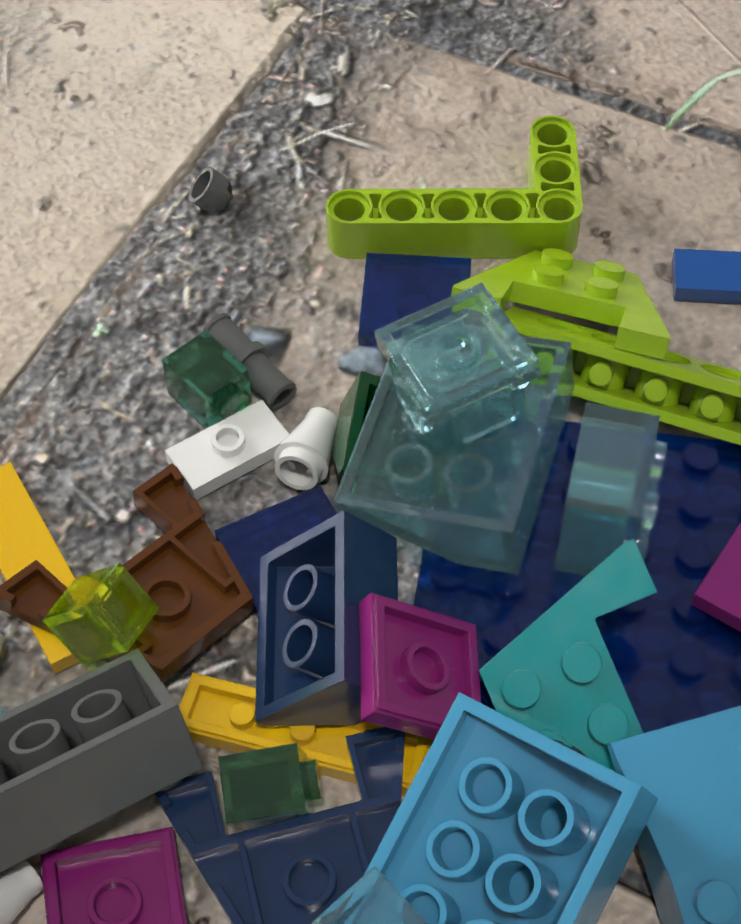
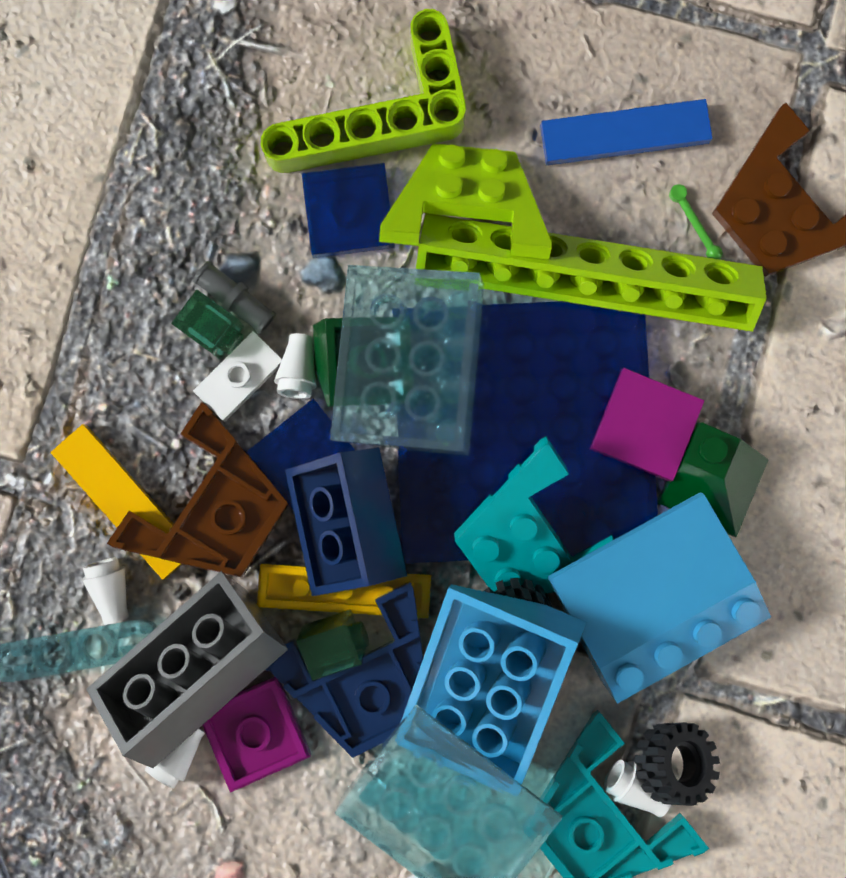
camera: 15 degrees left, 30 degrees up
(101, 614) = (188, 549): clear neon green panel -> none
(210, 191) = (161, 133): dark grey hinge -> none
(413, 665) = (415, 553): magenta tile -> none
(458, 363) = (399, 322): clear light blue panel -> none
(610, 487) = (525, 390): clear light blue brick -> none

